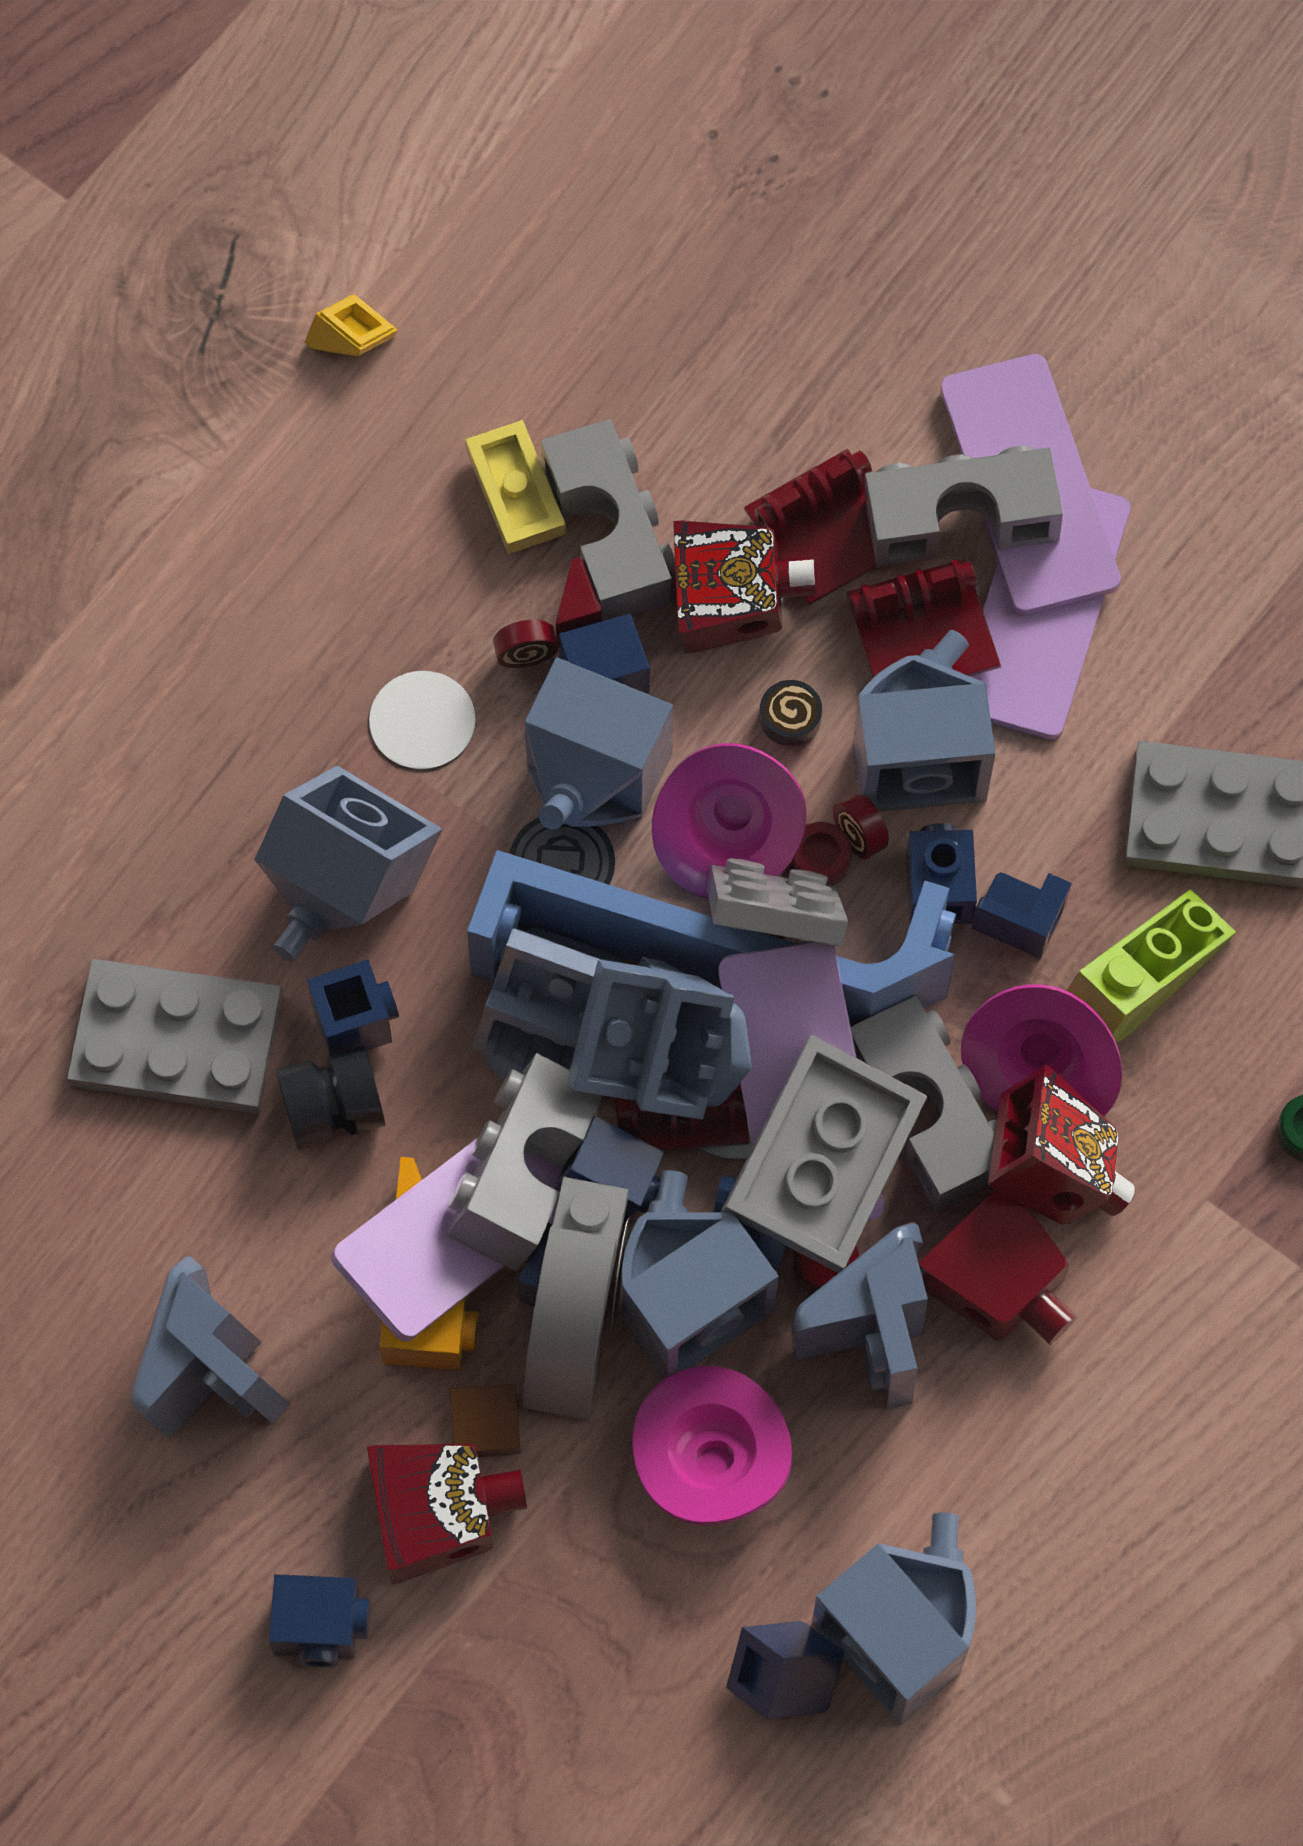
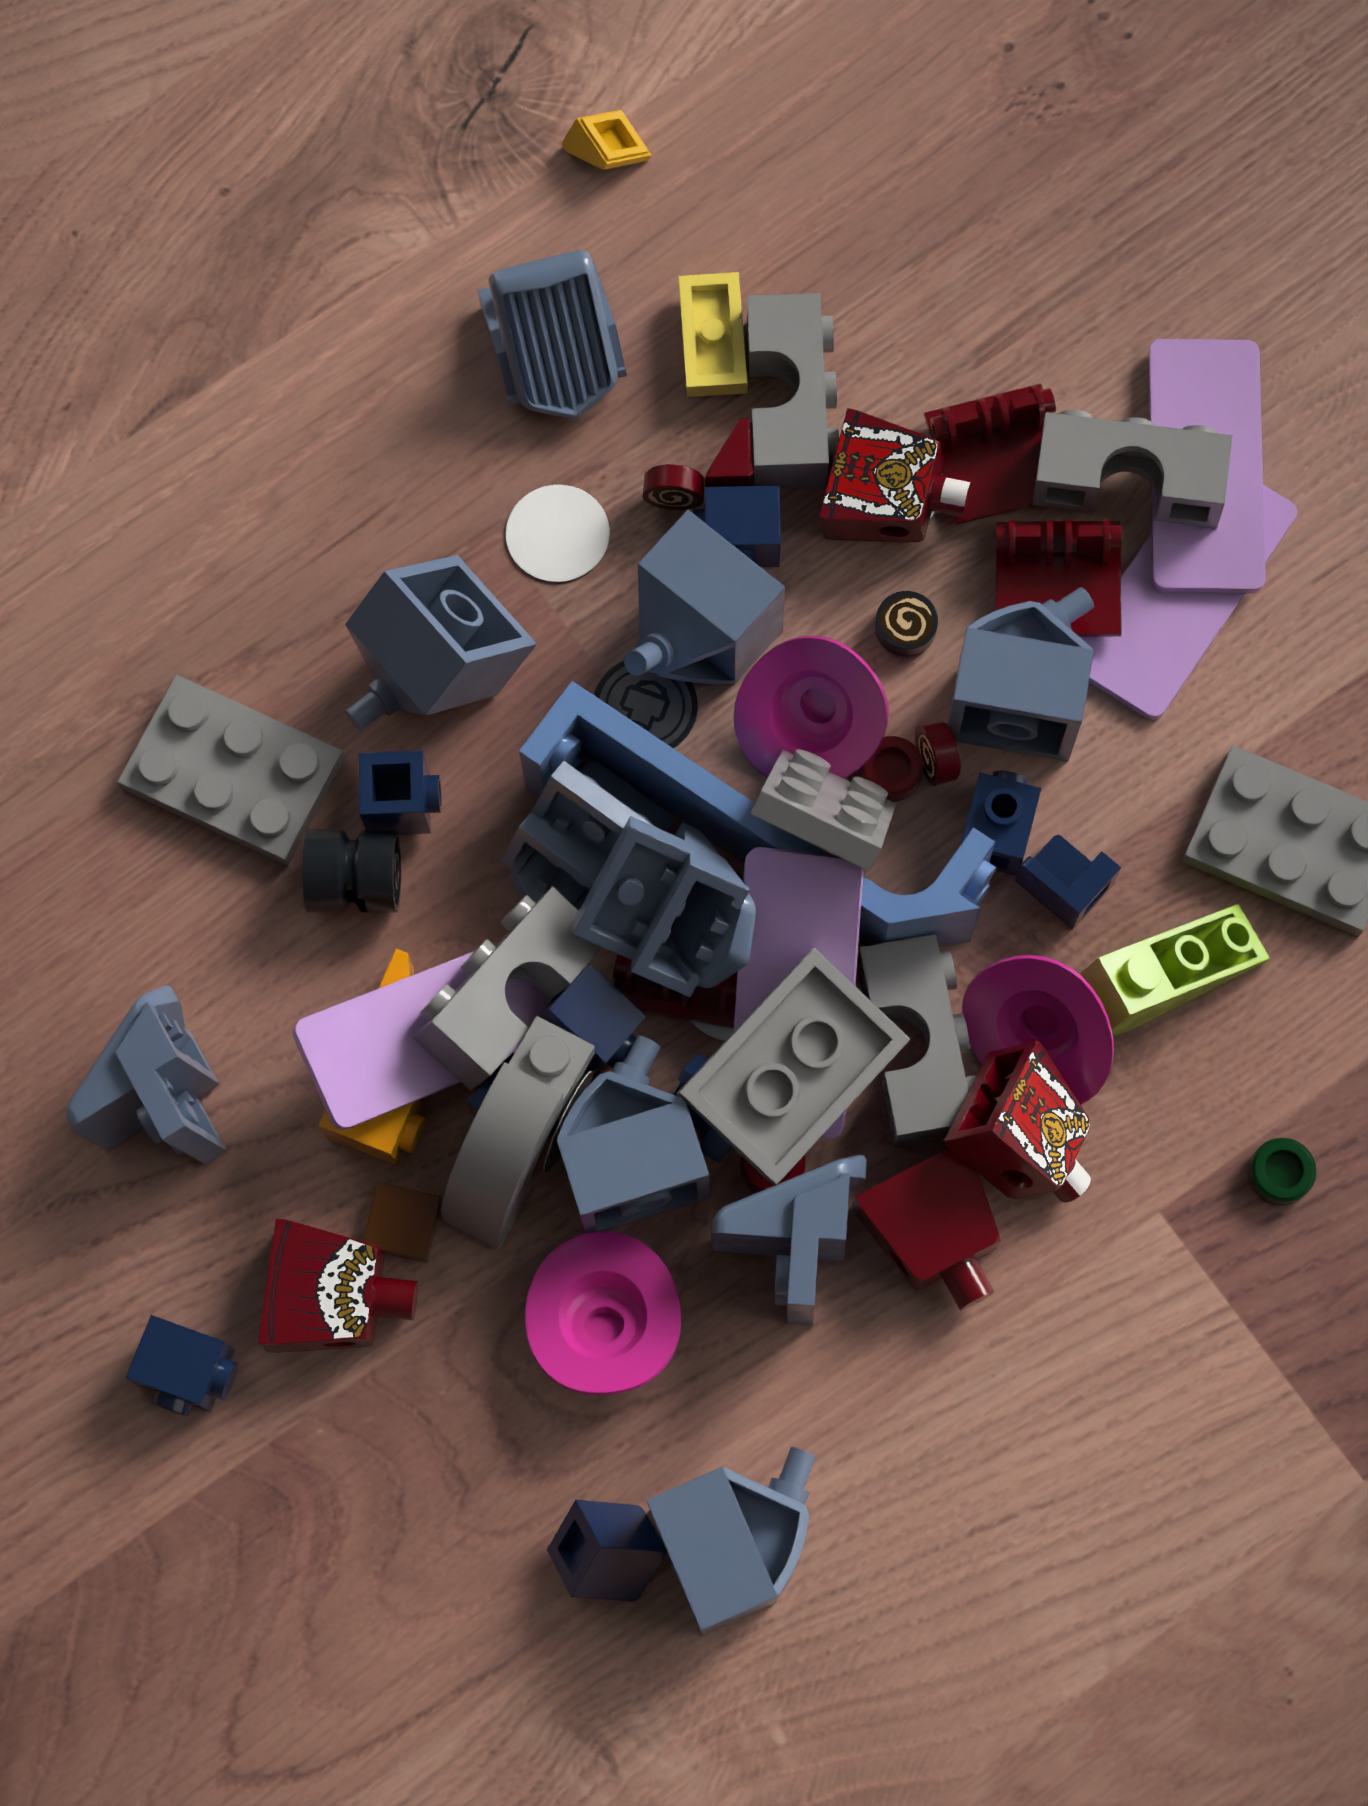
camera: 20 degrees right, 5 degrees up
(360, 529) = (553, 334): none -> sand blue piece

